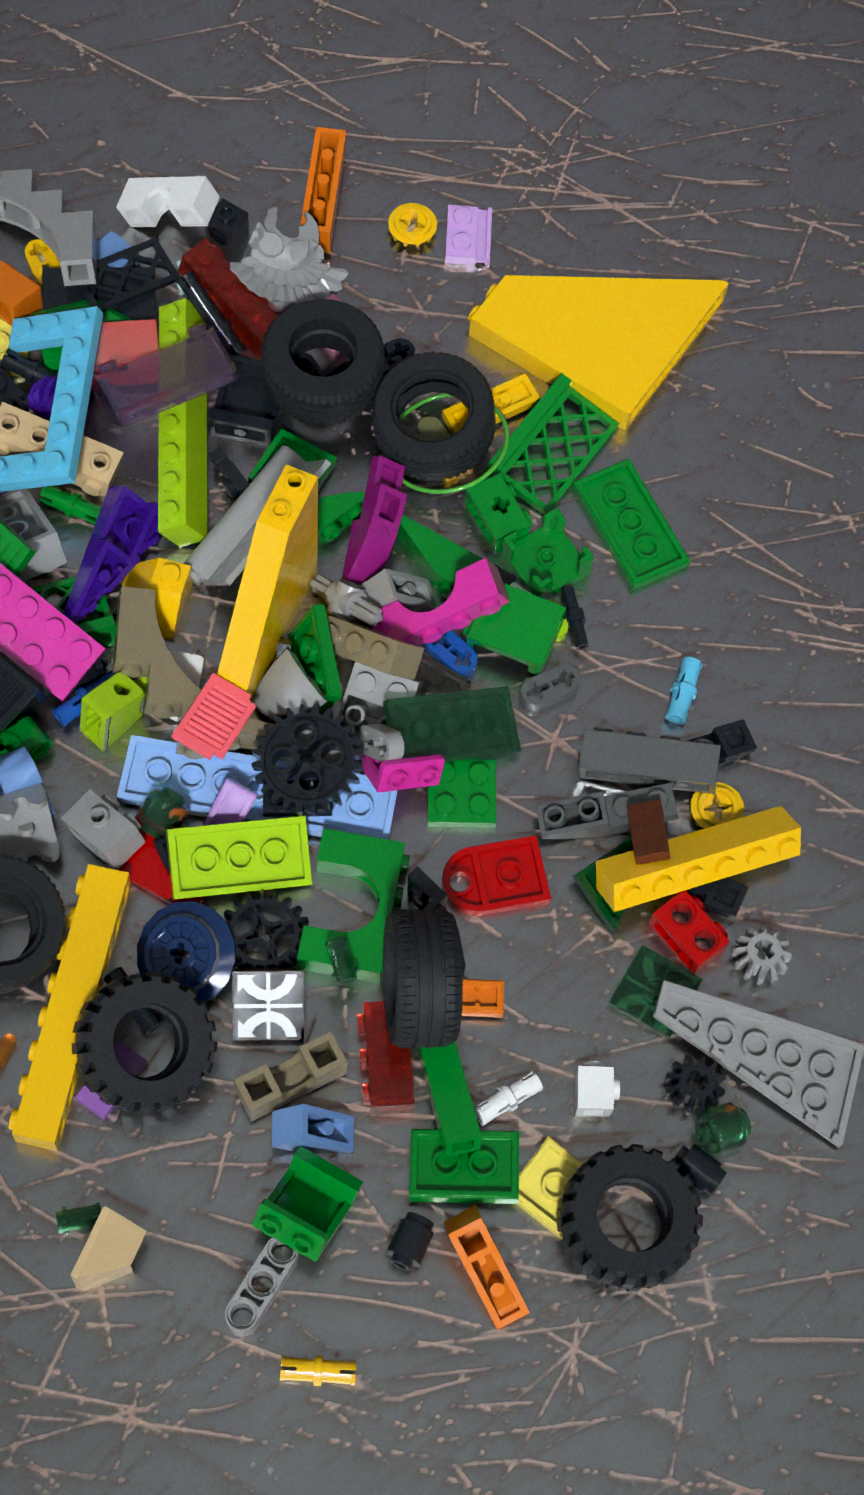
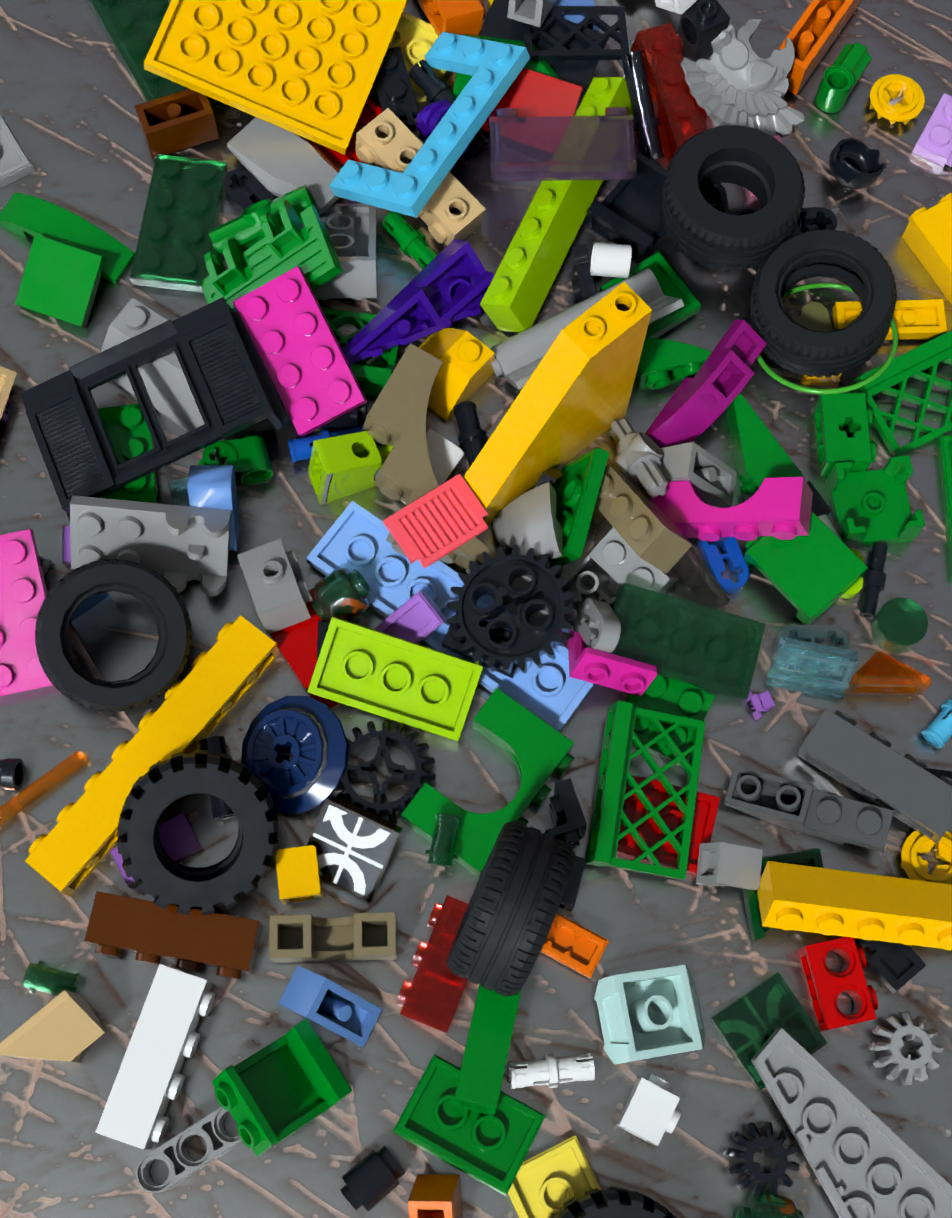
camera: 30 degrees right, 5 degrees up
(161, 1135) = (160, 933): none -> reddish brown brick
(195, 1232) = (155, 1058): none -> white brick
(202, 642) = (472, 436): none -> black pin
(238, 1044) = (298, 874): none -> yellow panel
(247, 451) = (610, 260): none -> white piece
(360, 225) = (842, 77): none -> green piece
(405, 292) = (855, 164): none -> black hair
(450, 864) = (611, 788): none -> green fence
(532, 751) = (759, 703): none -> medium lavender piece
(559, 704) = (811, 668): none -> clear light blue plate
(559, 1020) = (649, 1014): none -> light aqua slope
(566, 880) = (729, 865): none -> light grey panel
(610, 643) = (899, 625): none -> clear green piece
(618, 687) = (887, 677): none -> clear orange slope
(648, 832) = (841, 856): copper tile -> none

